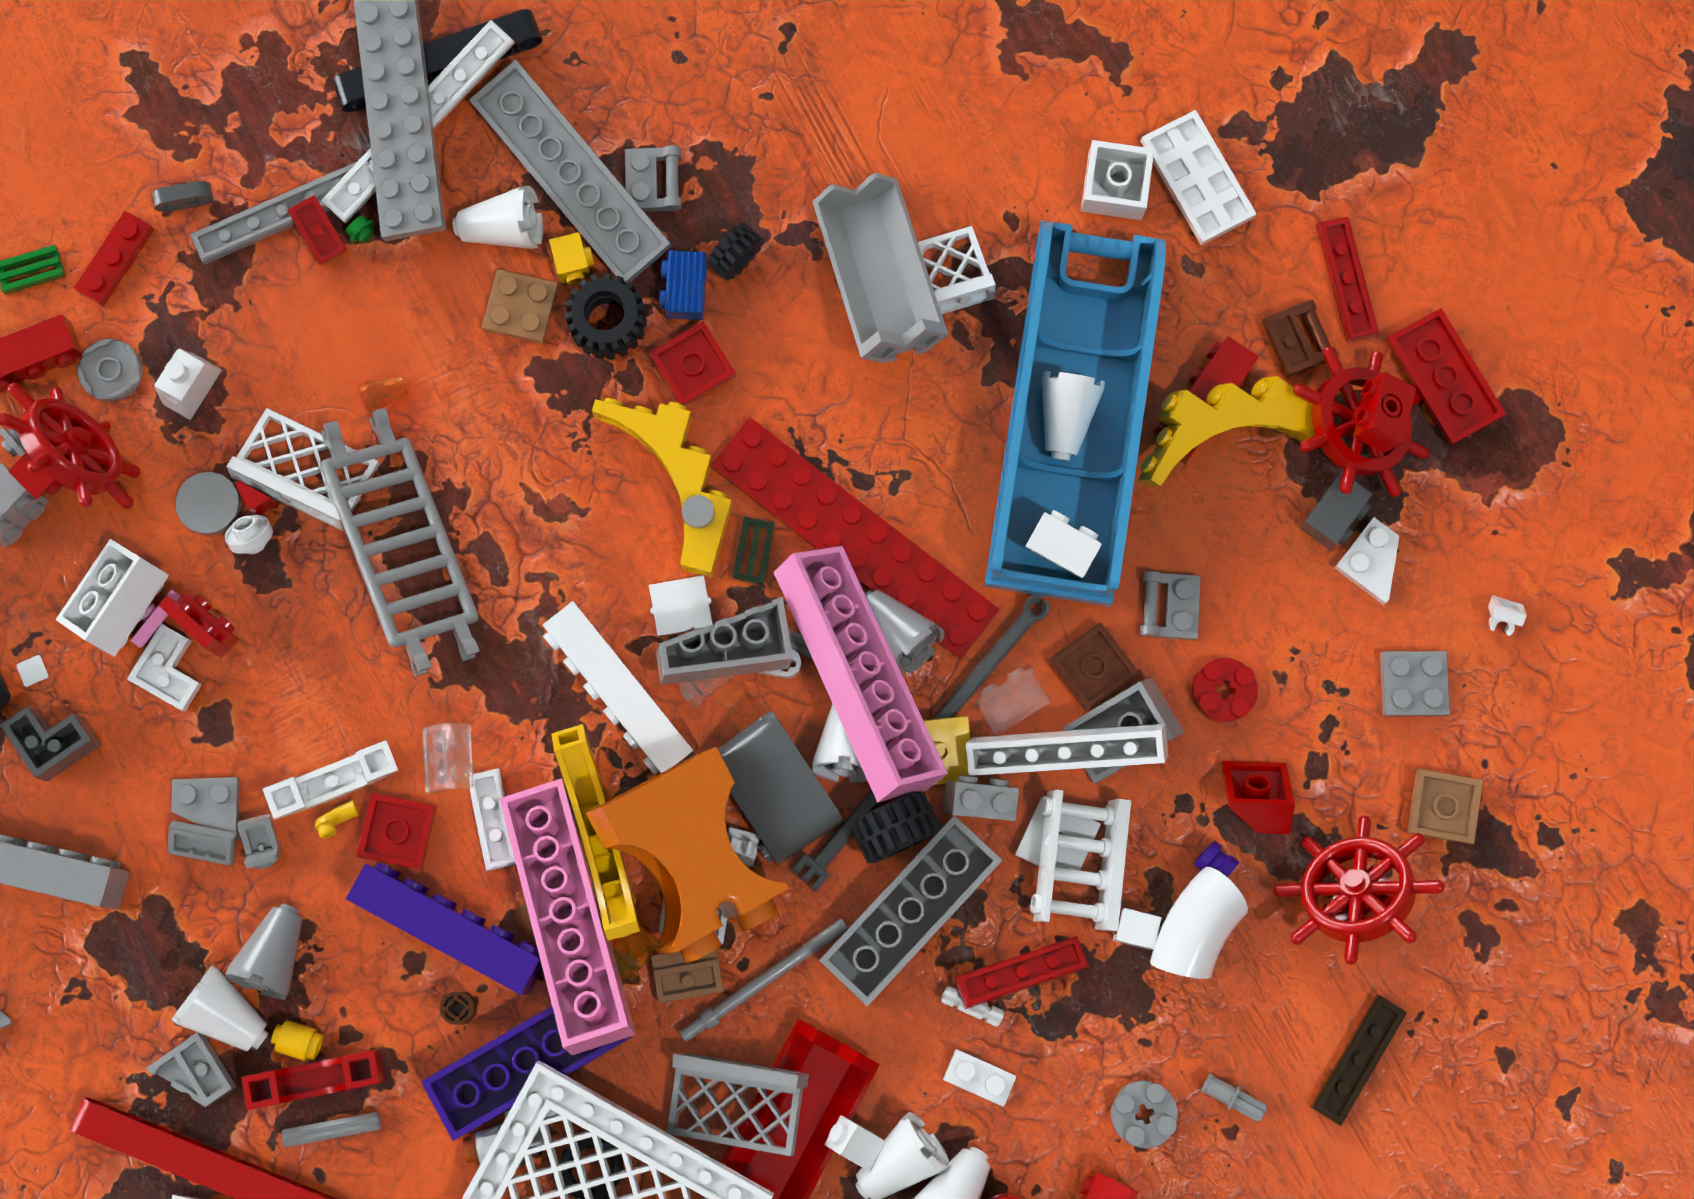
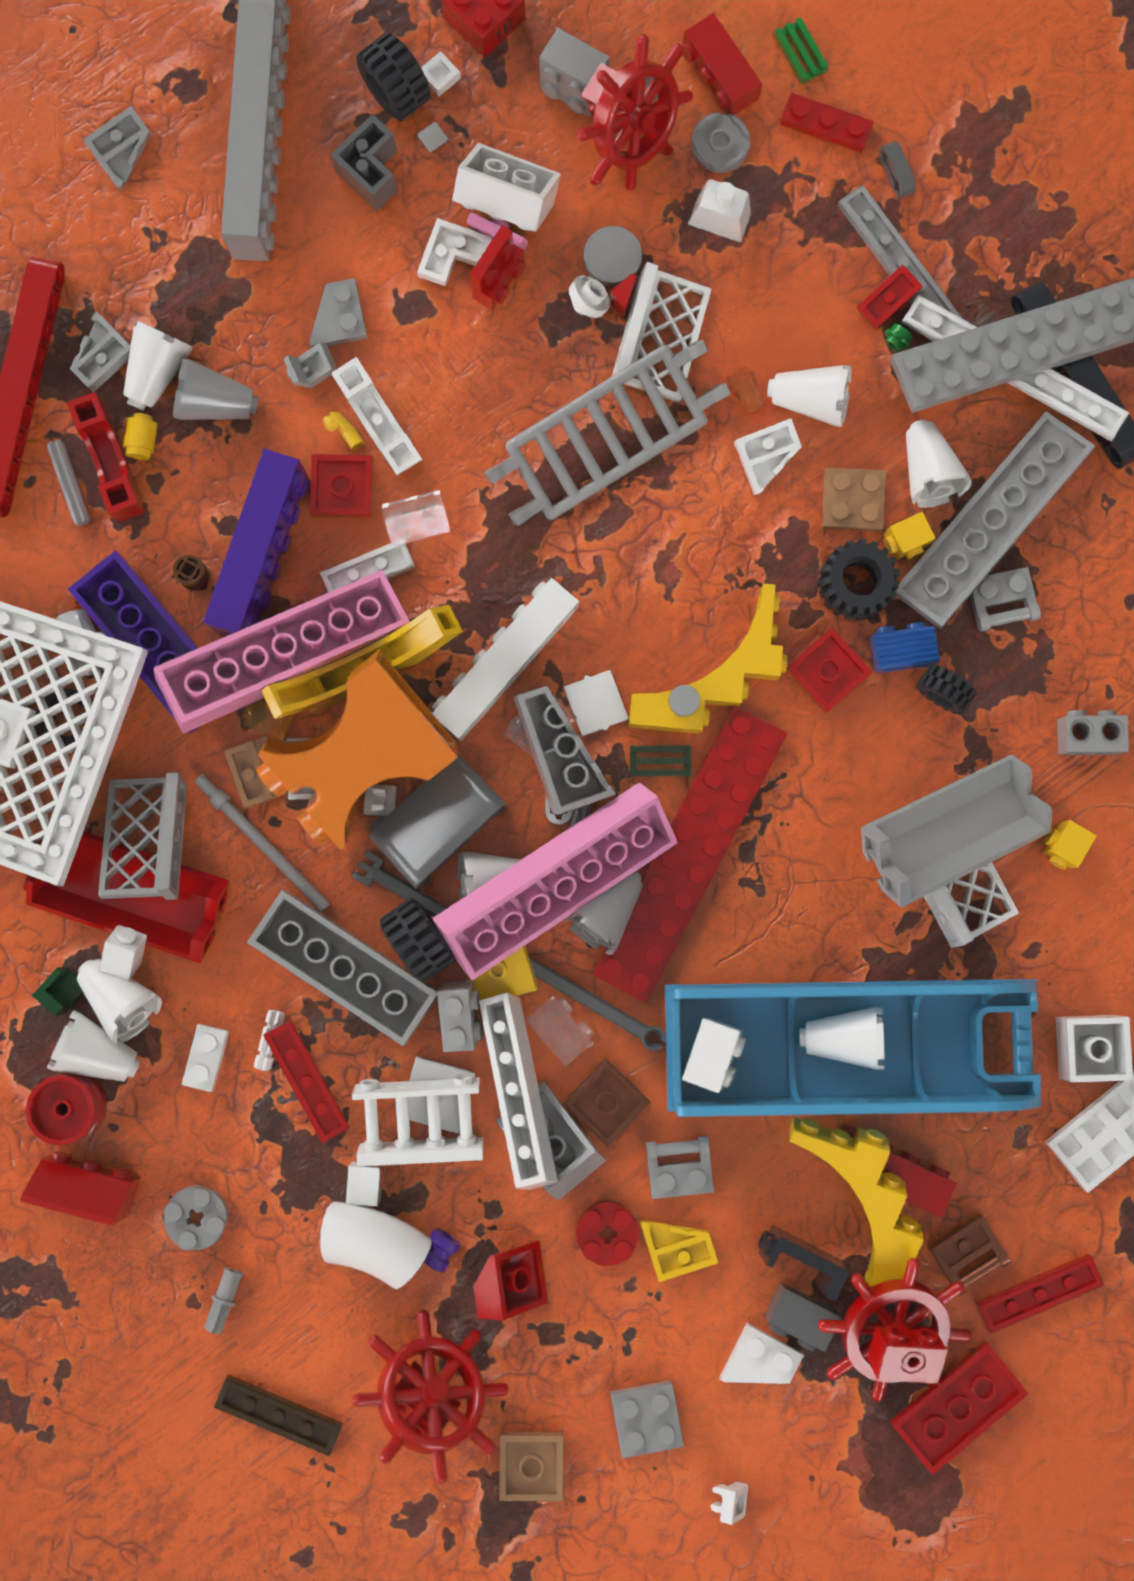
camera: 80 degrees right, 5 degrees up
(202, 843) = (301, 316): light grey plate -> none
(401, 324) = (814, 392): none -> white cone
(454, 384) = (767, 452): none -> white wing
(810, 120) = (1093, 740): none -> light grey brick
(912, 165) = (1068, 845): none -> yellow brick
(1251, 622) = (677, 1249): none -> yellow wing
(1299, 474) = (831, 1272): none -> black panel

